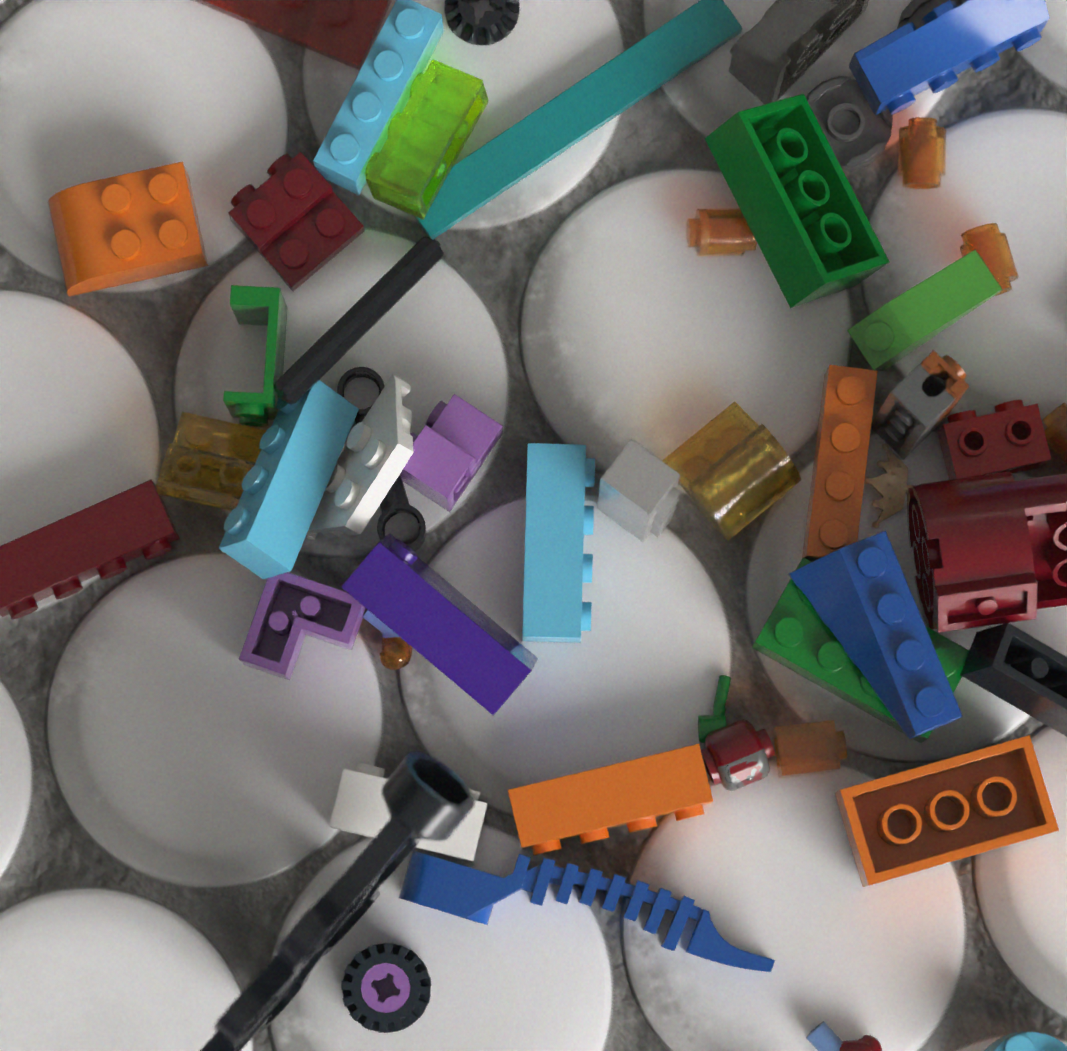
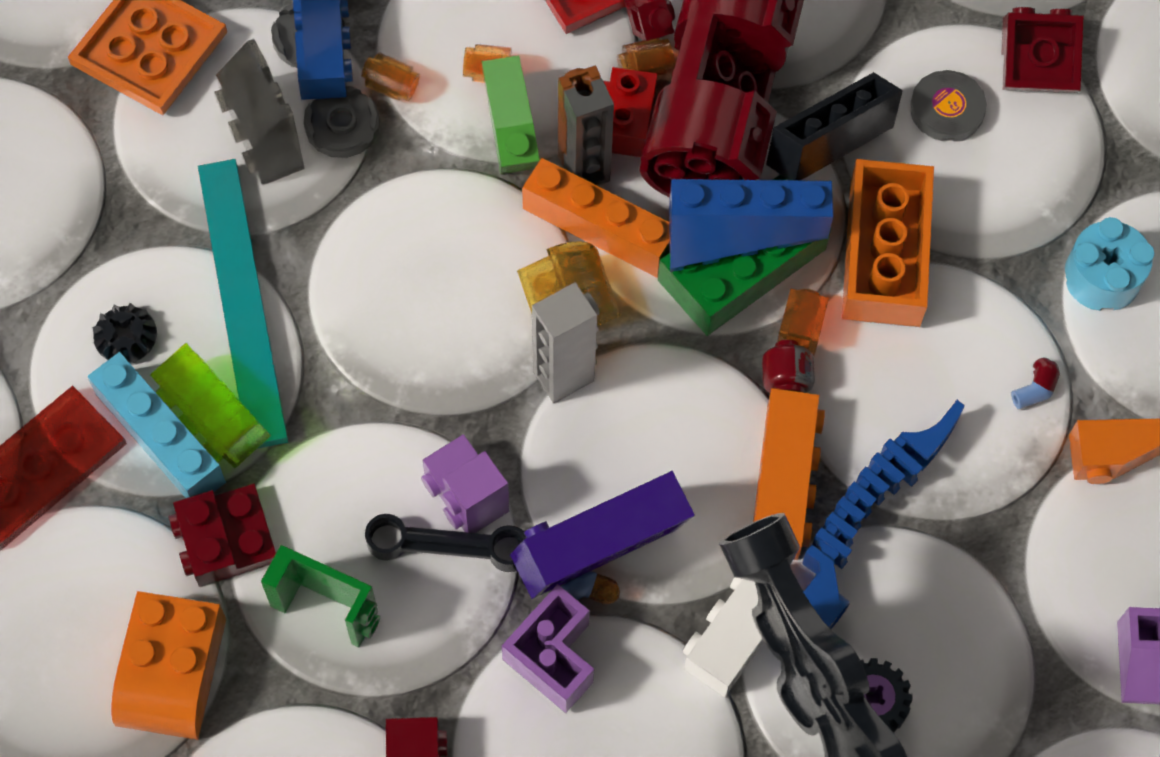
camera: 70 degrees left, 15 degrees down
(208, 461) = (395, 666): clear yellow brick -> none
(288, 481) = (437, 604): medium azure brick -> none
(358, 320) = (331, 508): black axle -> none
(368, 465) = (454, 546): white wing -> none
(555, 543) = (569, 436): medium azure brick -> none
(709, 723) = (754, 377): green hand -> none
(720, 233) = (384, 230): clear orange brick -> none
(796, 200) = (386, 164): green brick -> none
(890, 486) = (628, 191): tan piece -> none

